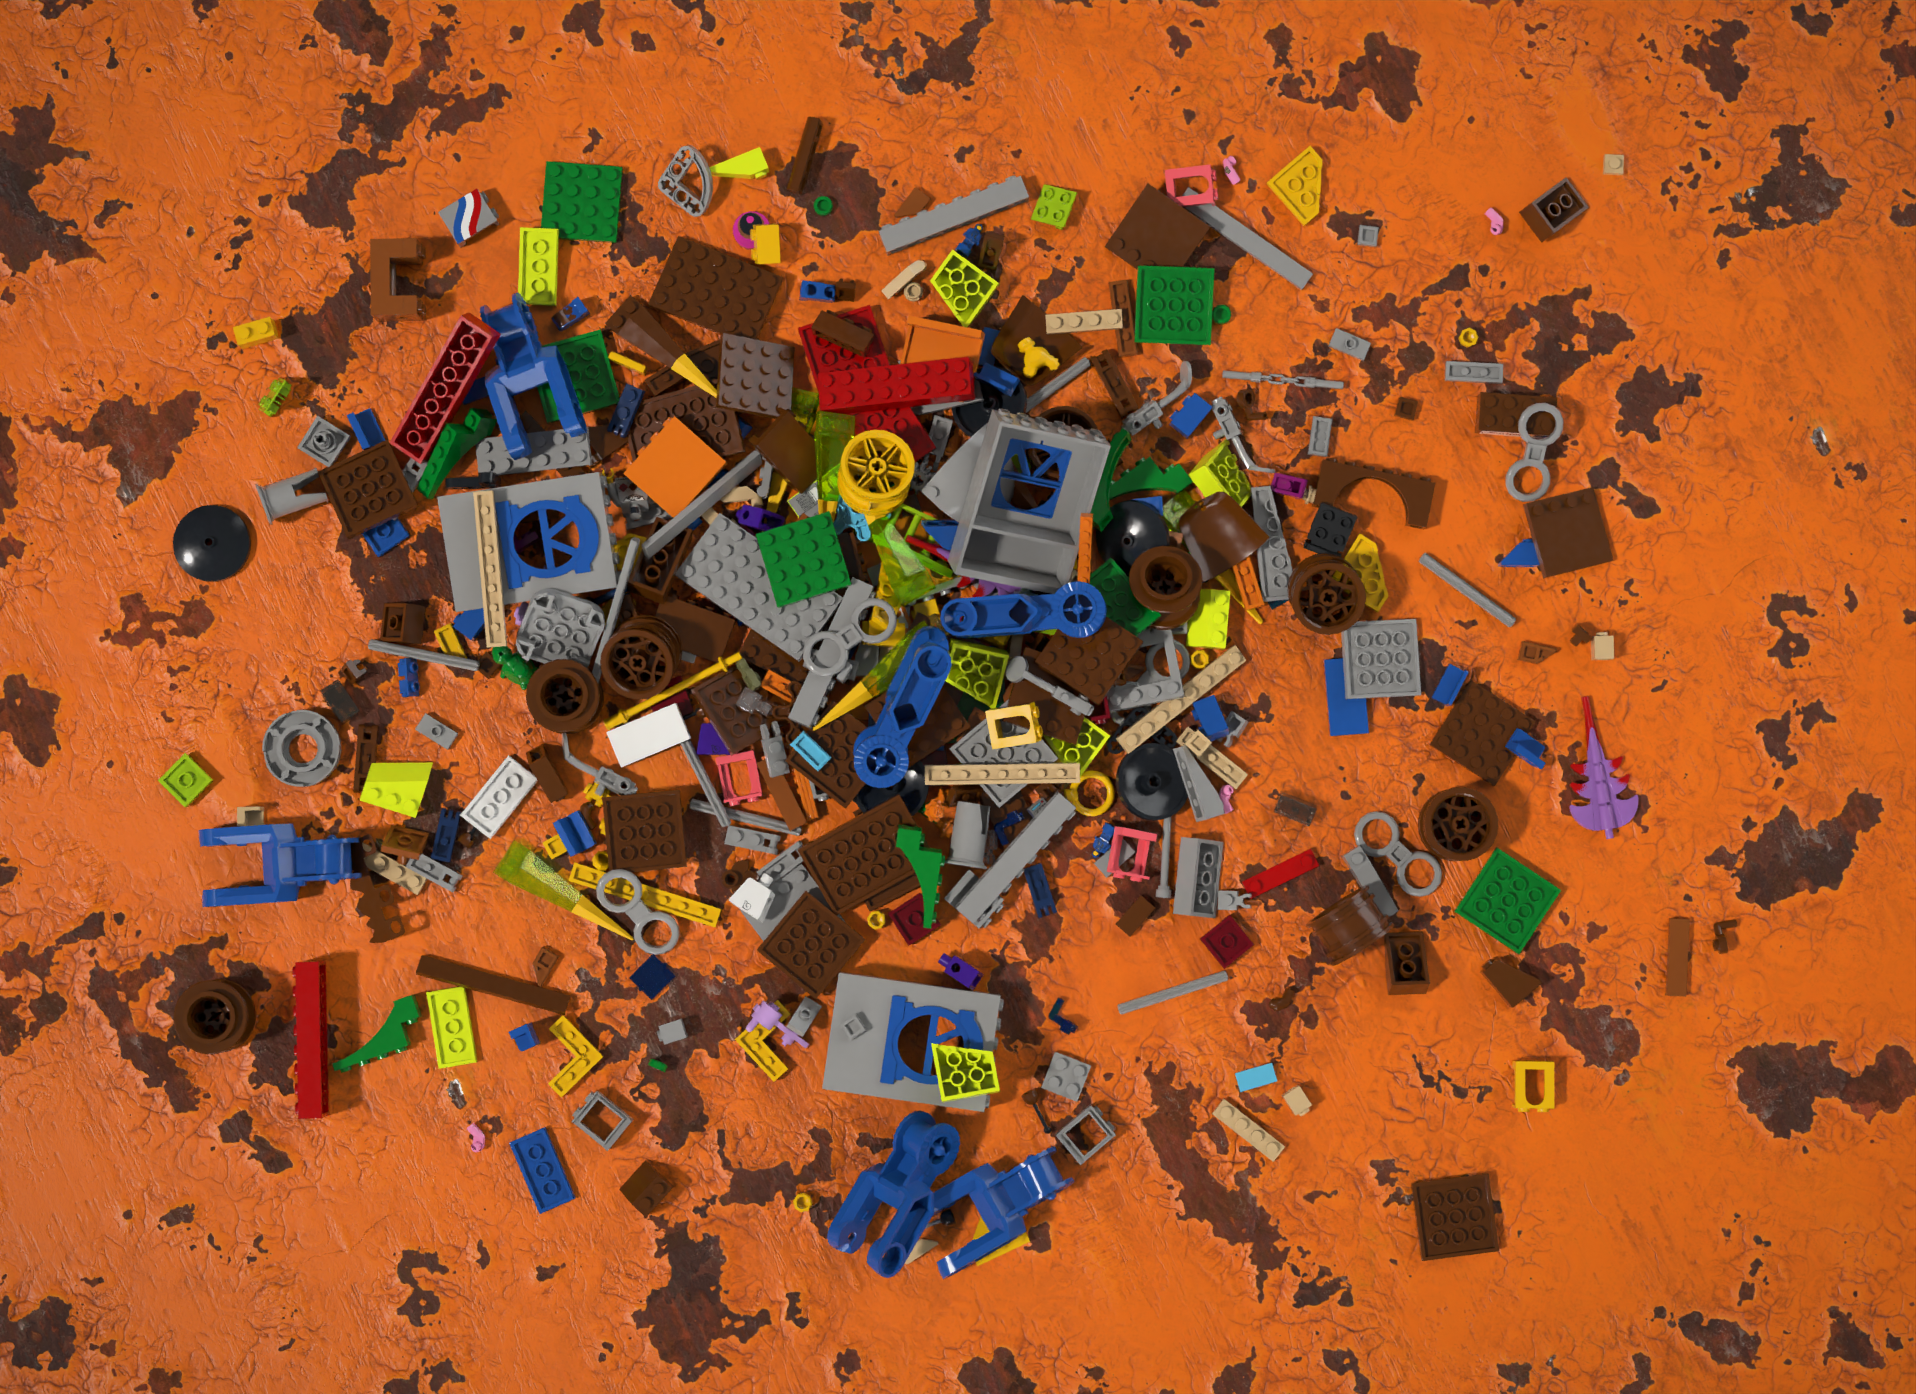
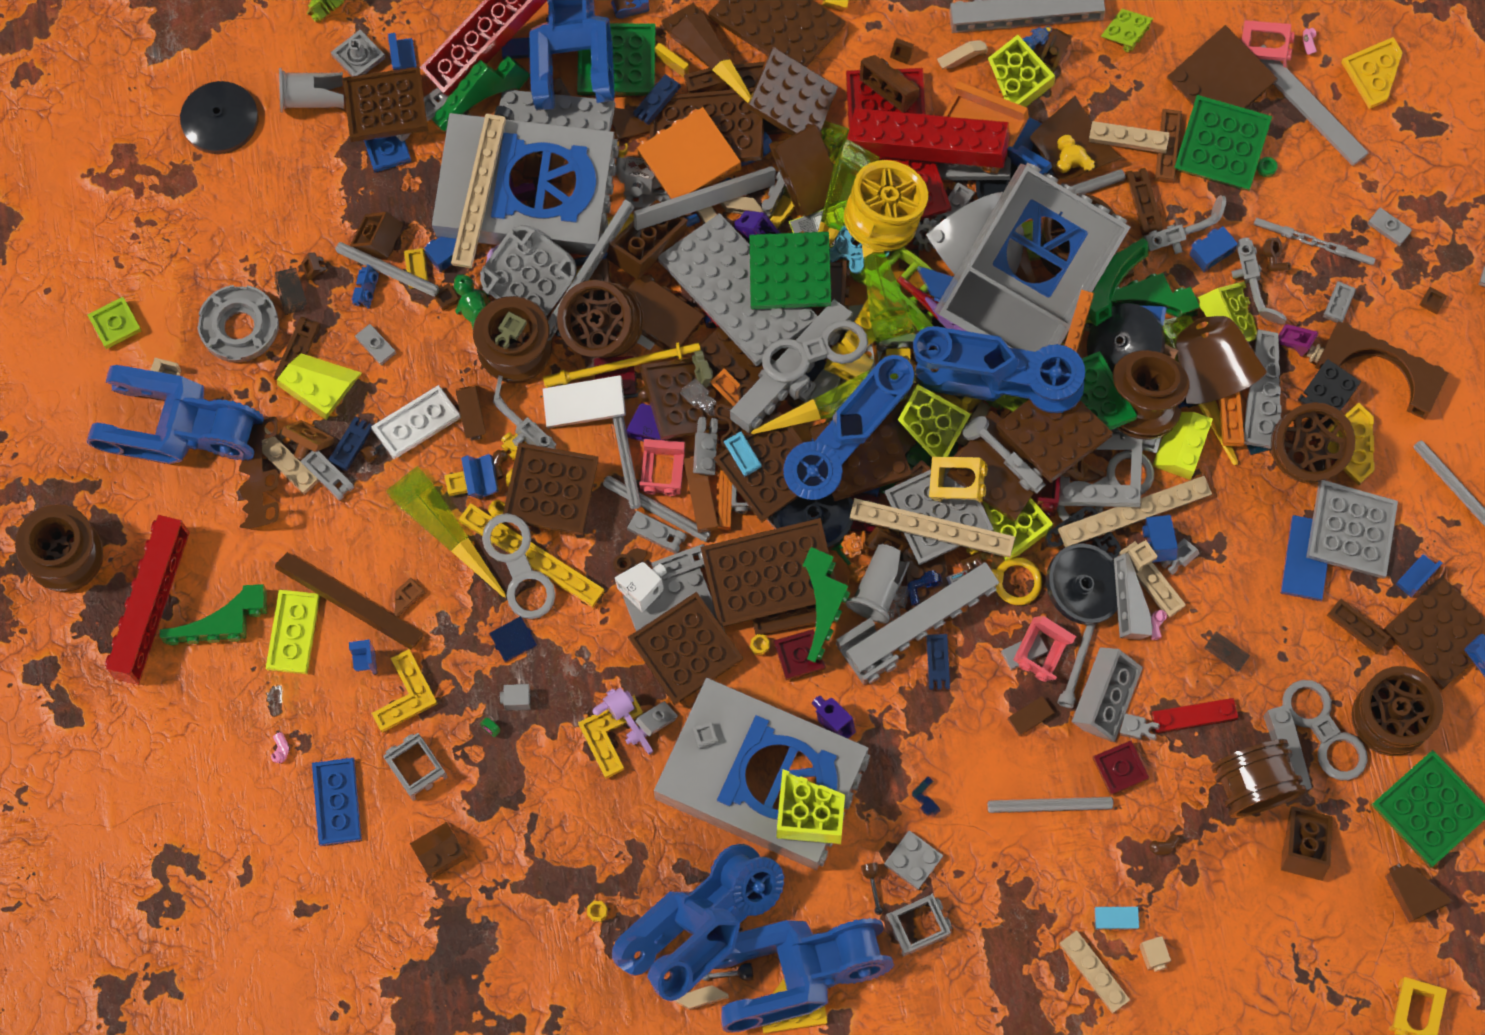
camera: 20 degrees right, 15 degrees down
(563, 697) = (511, 328): none -> olive plate
(817, 292) = (874, 44): blue leg -> none
(913, 292) = (968, 69): tan plate -> none
(1101, 843) = (1015, 633): blue piece -> none
(1199, 659) = (1163, 480): yellow tile -> none
(1367, 236) = (1431, 133): light grey tile -> none
(1406, 749) = (1358, 626): none -> reddish brown plate

